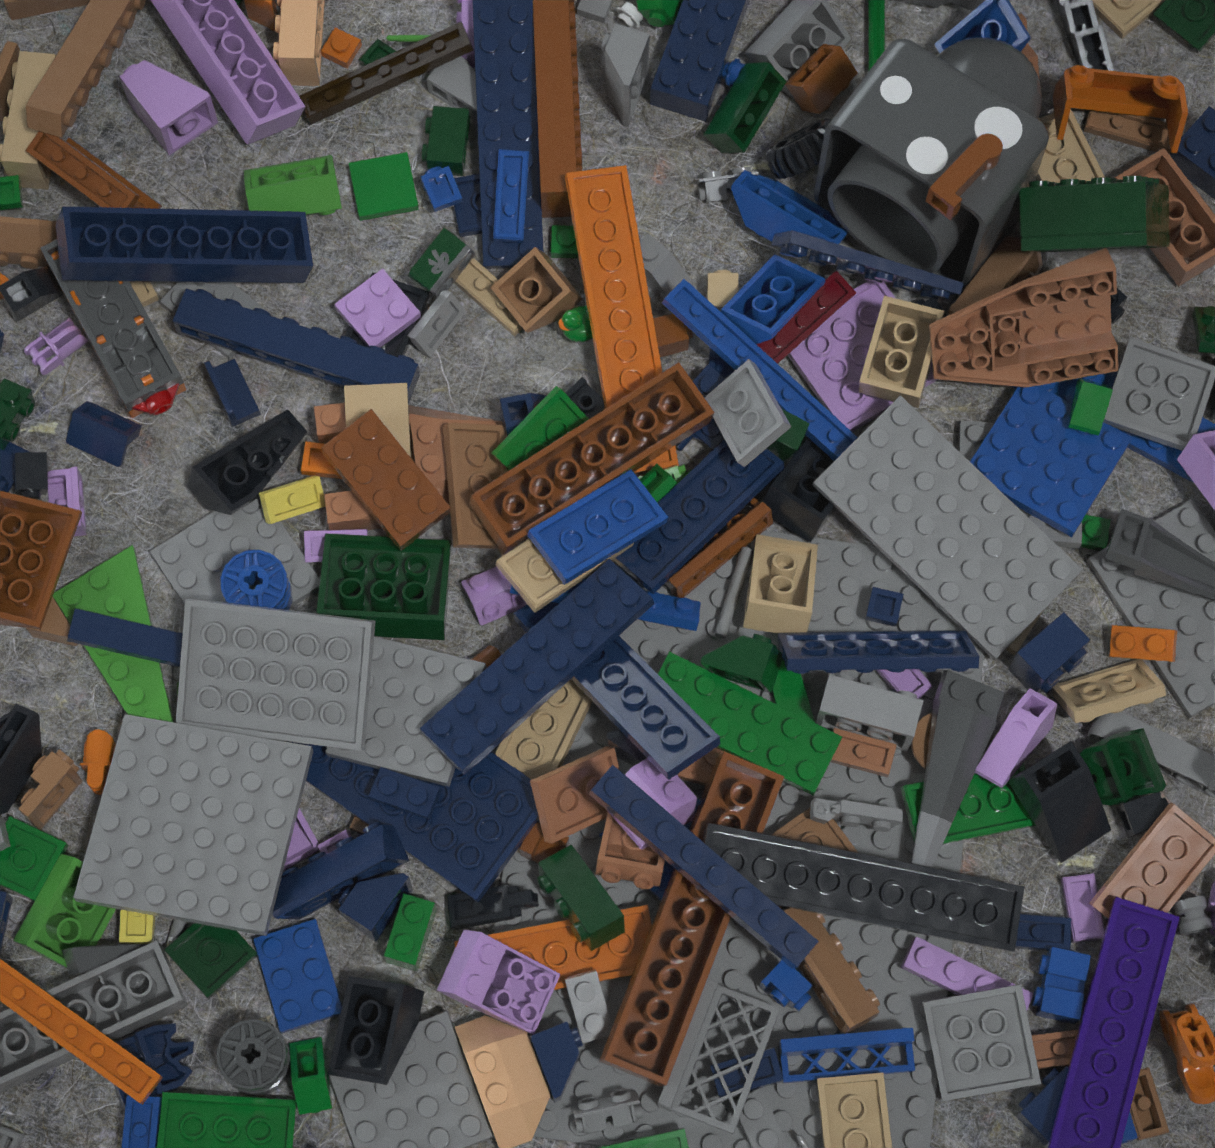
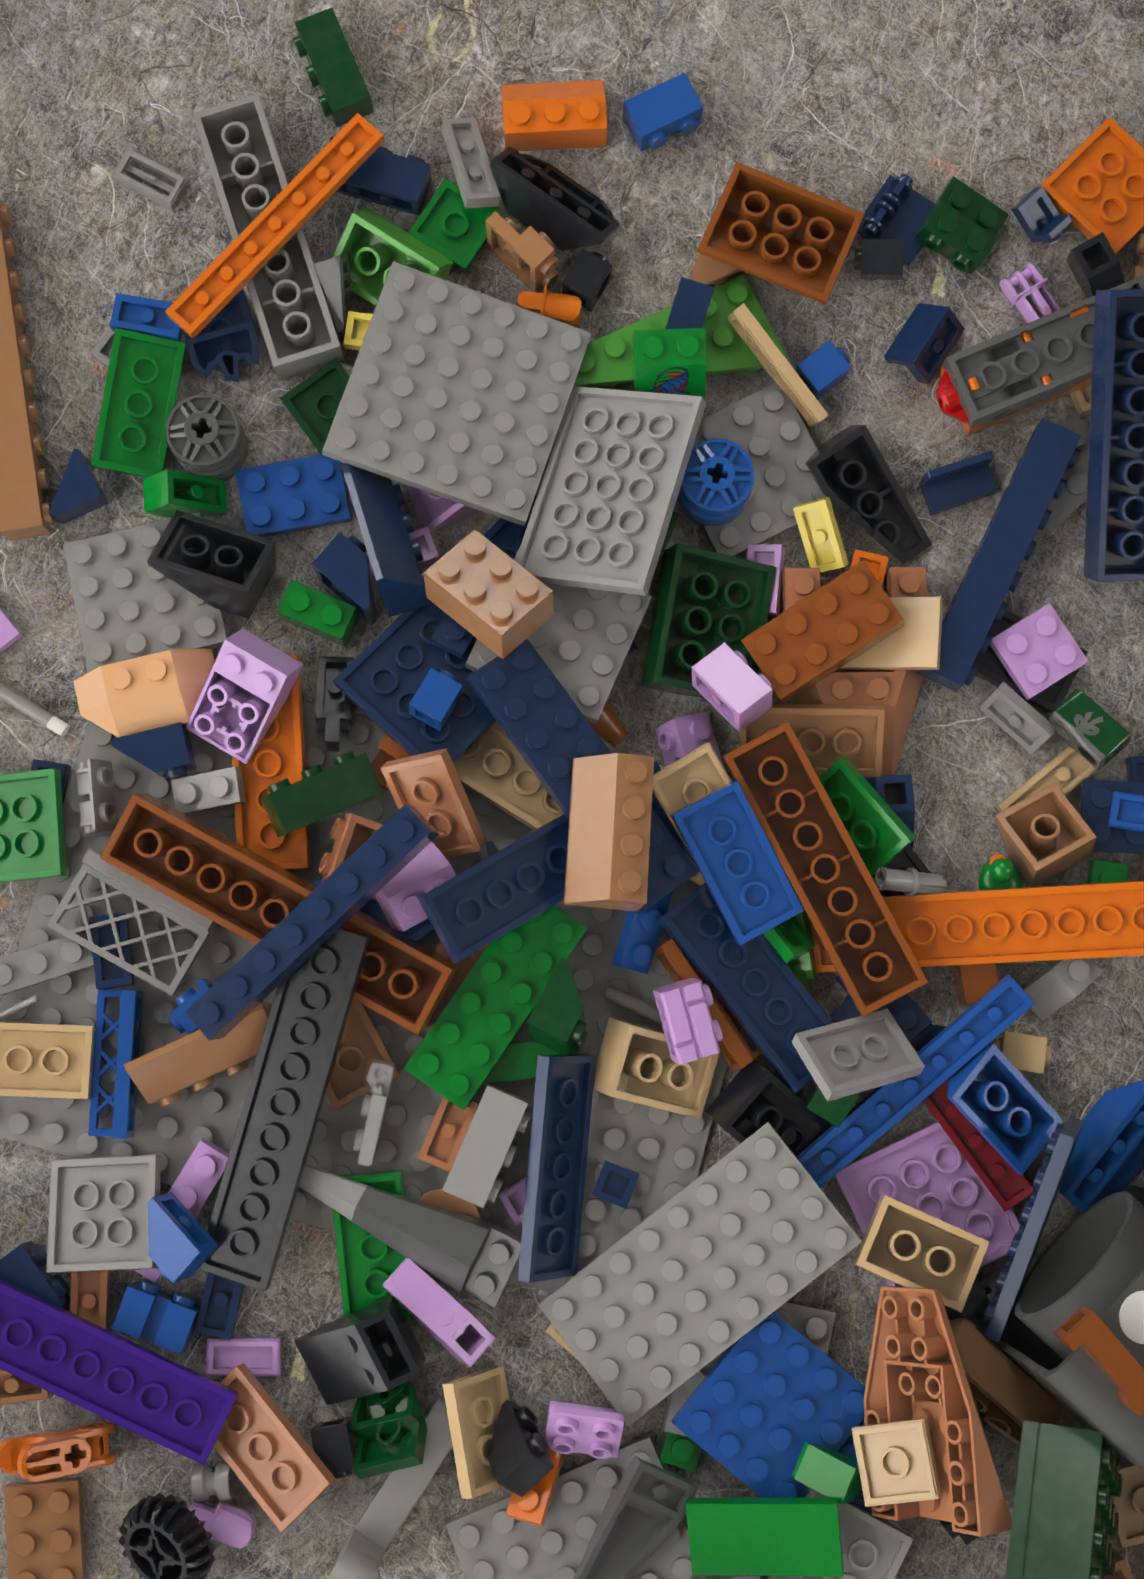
camera: 95 degrees right, 10 degrees up
(66, 489) = (851, 300): lavender hinge -> none
(66, 730) = (588, 278): none -> black brick
(138, 515) = (824, 369): none -> blue brick
(139, 552) = (776, 365): none -> tan tile
(150, 638) = (670, 361): none -> green slope
(384, 764) = (489, 594): none -> medium nougat brick
(442, 550) = (732, 686): none -> lavender brick
(483, 801) = (436, 698): none -> blue brick
(587, 627) = (609, 831): none -> medium nougat slope
(592, 390) = (909, 881): none -> light grey axle
(738, 554) = (687, 1020): none -> lavender brick
(993, 967) = (176, 1238): none -> slope
(1050, 653) = (531, 1369): dark blue brick -> none
(1071, 350) = (896, 1462): none -> tan tile
(1092, 604) = (584, 1429): none -> lavender bracket
(1119, 657) = (518, 1450): none -> black slope
(1150, 449) = (765, 1537): none -> green tile

